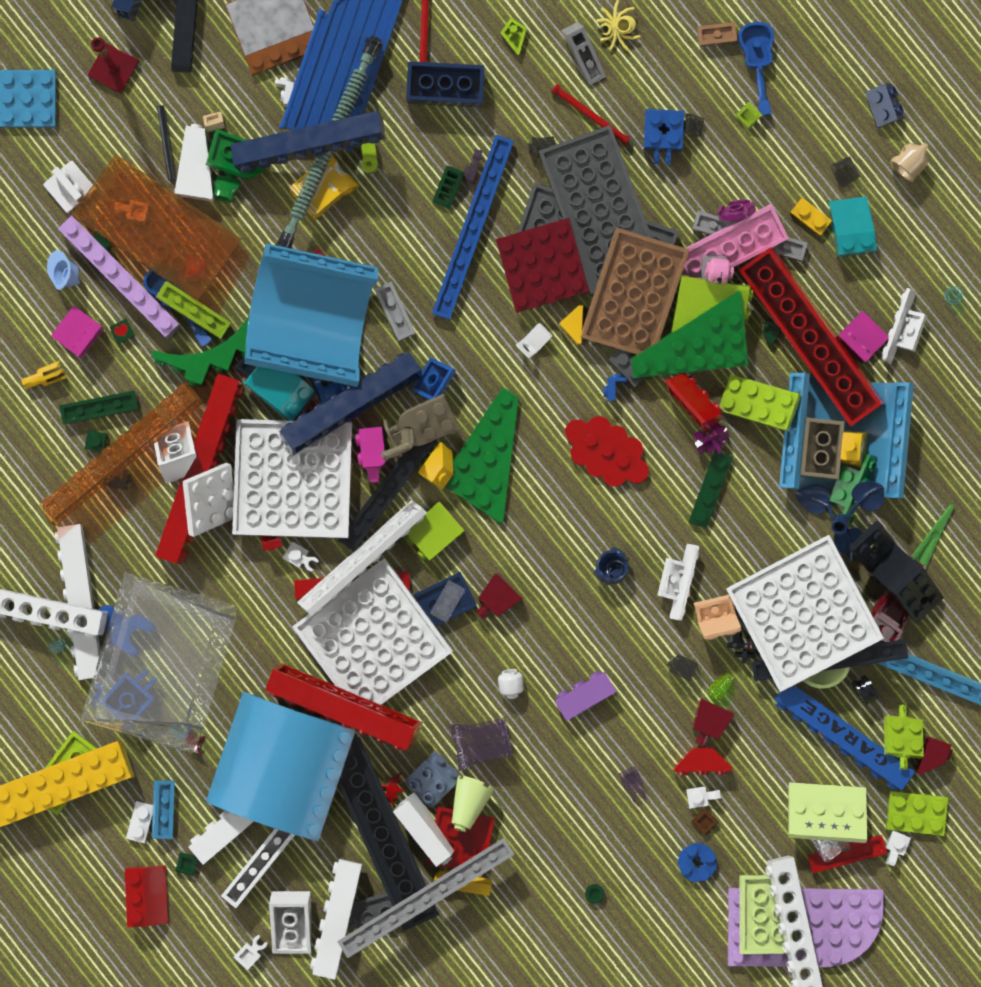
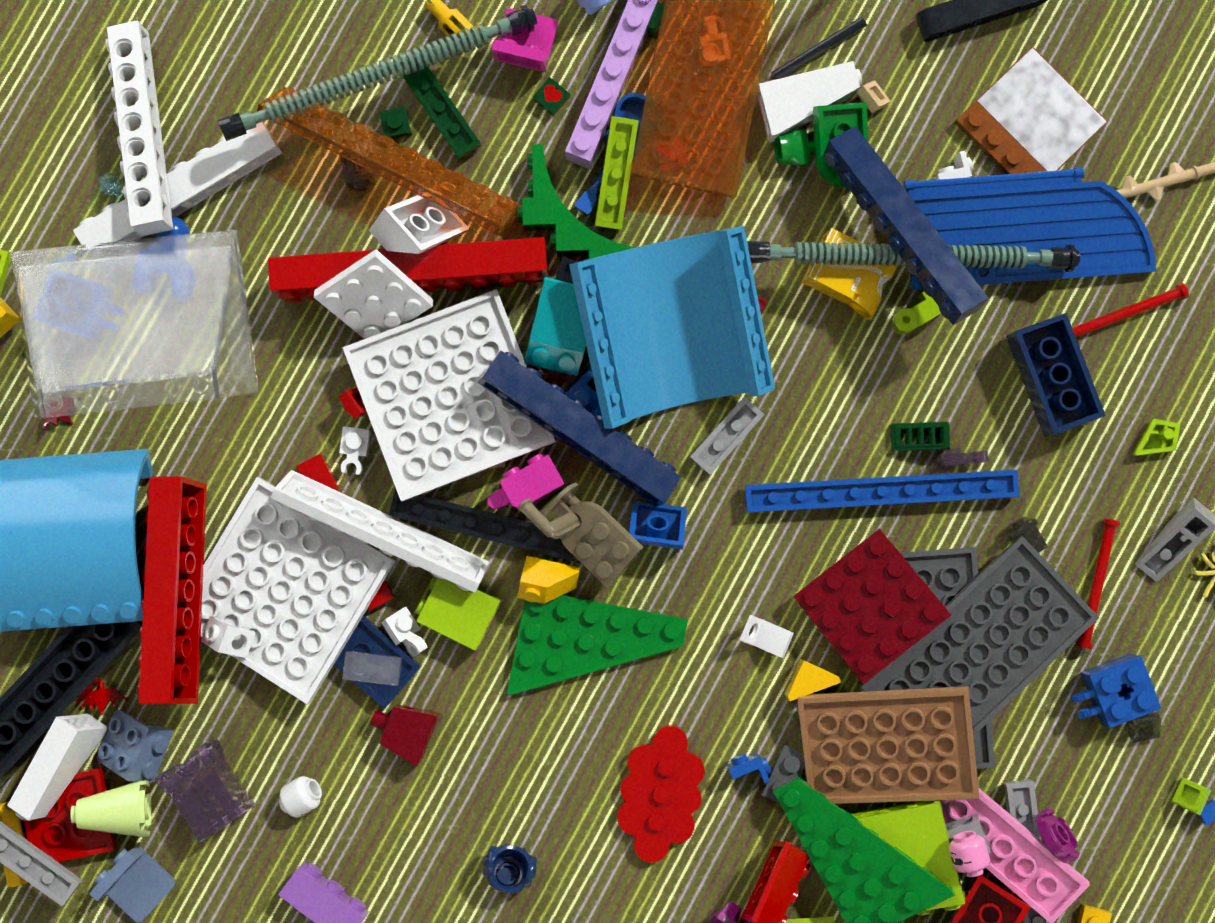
camera: 70 degrees right, 0 degrees up
(63, 435) = (514, 23): none -> sand green hose
(386, 688) = (220, 635): none -> white bracket
(431, 572) = (402, 628): none -> white plate
(522, 813) = (134, 883): none -> sand blue bracket

